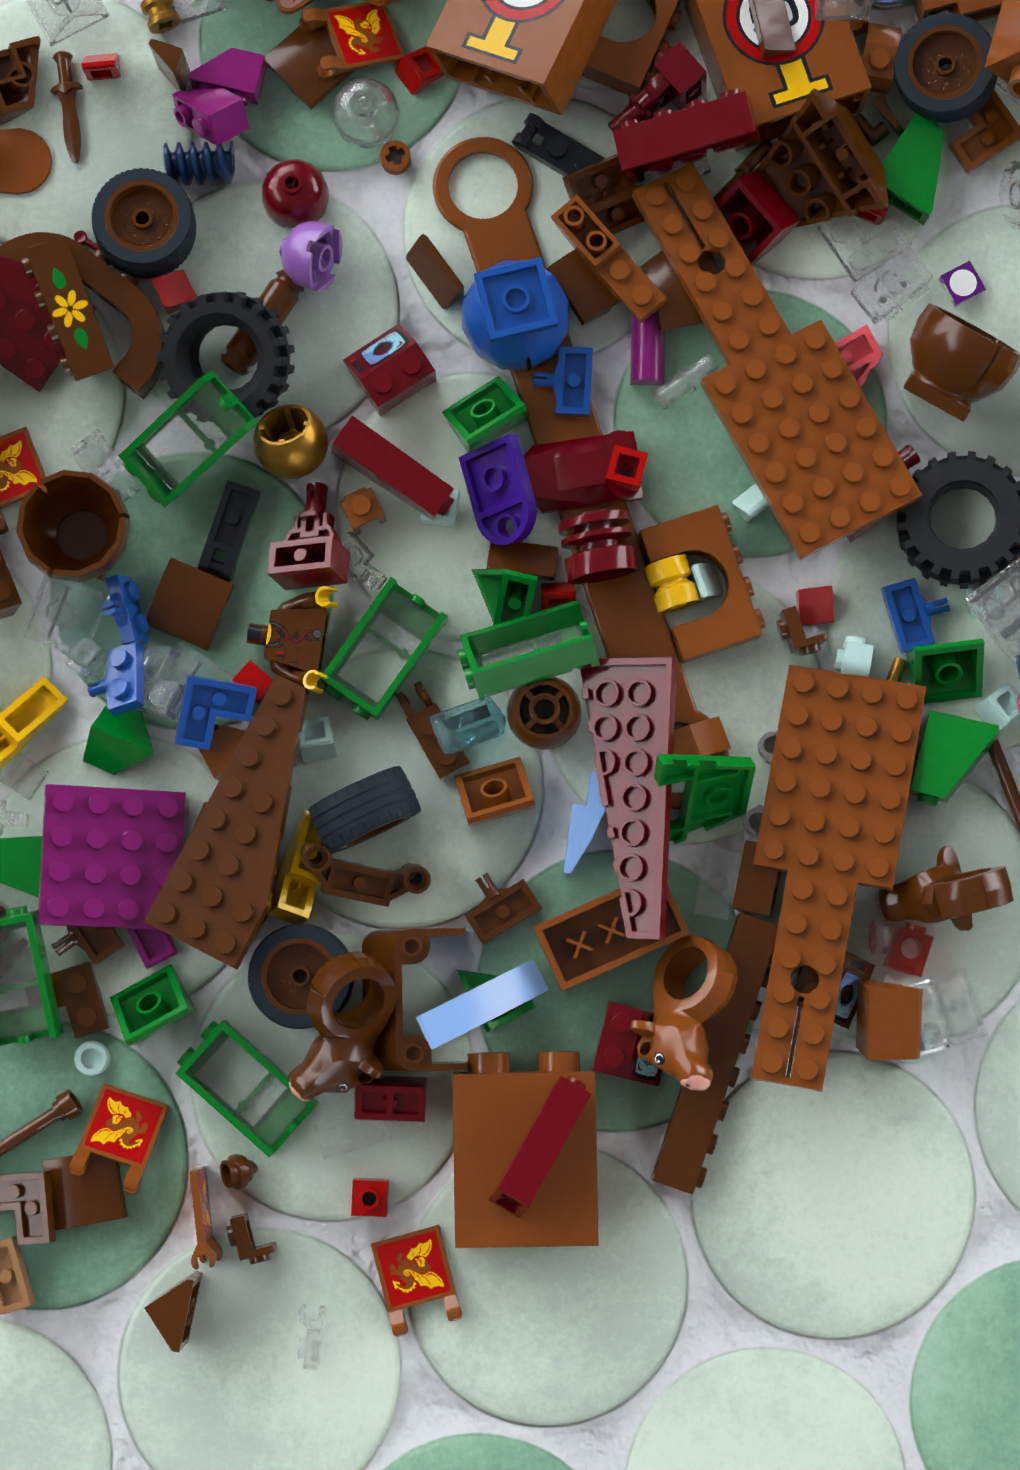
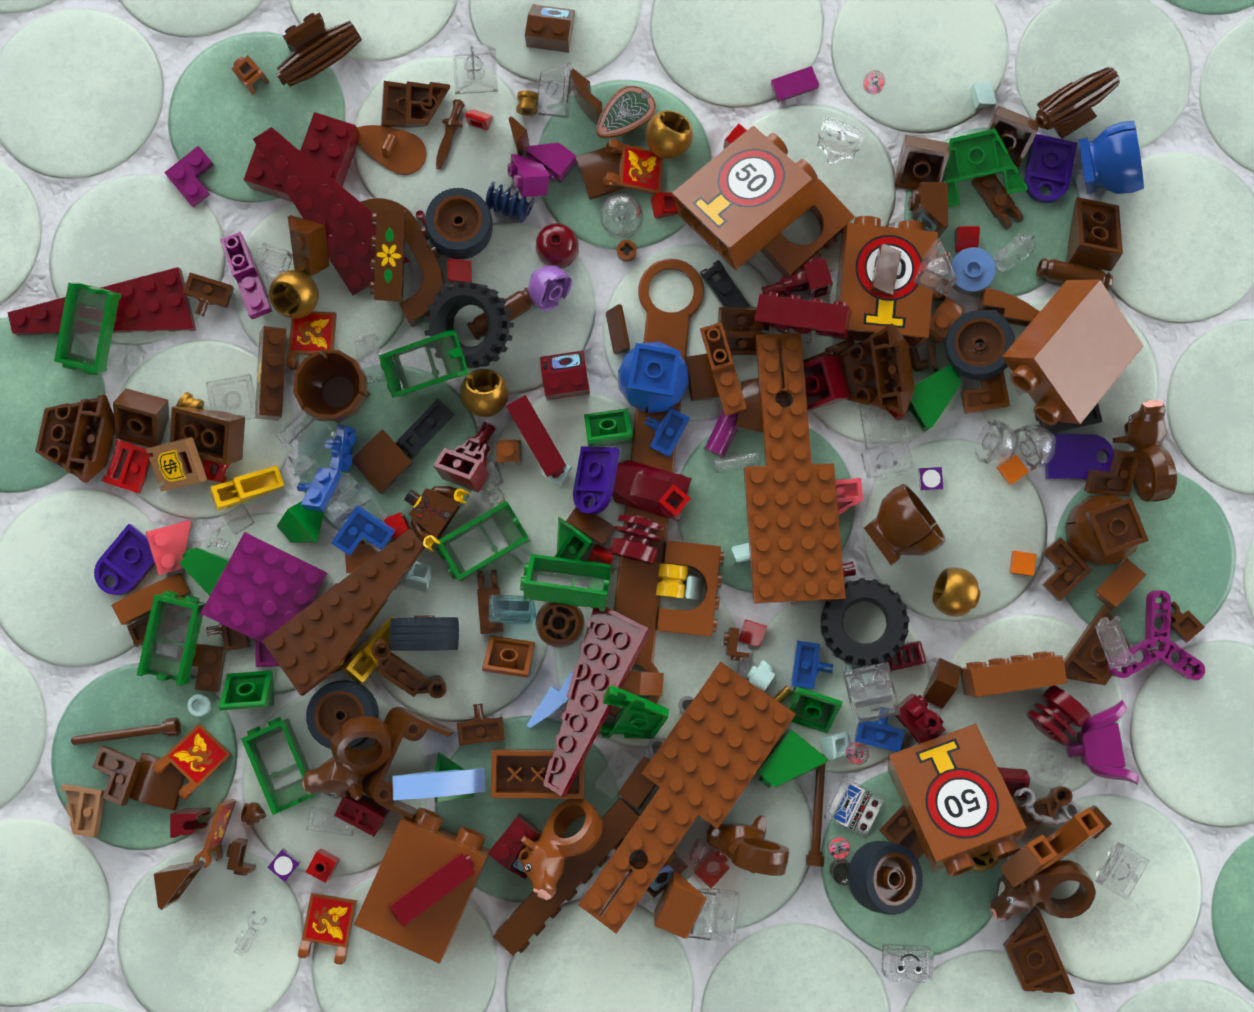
camera: 25 degrees right, 0 degrees up
(151, 1223) = (185, 821): none -> dark red hinge
(315, 1222) = (284, 865): none -> tile

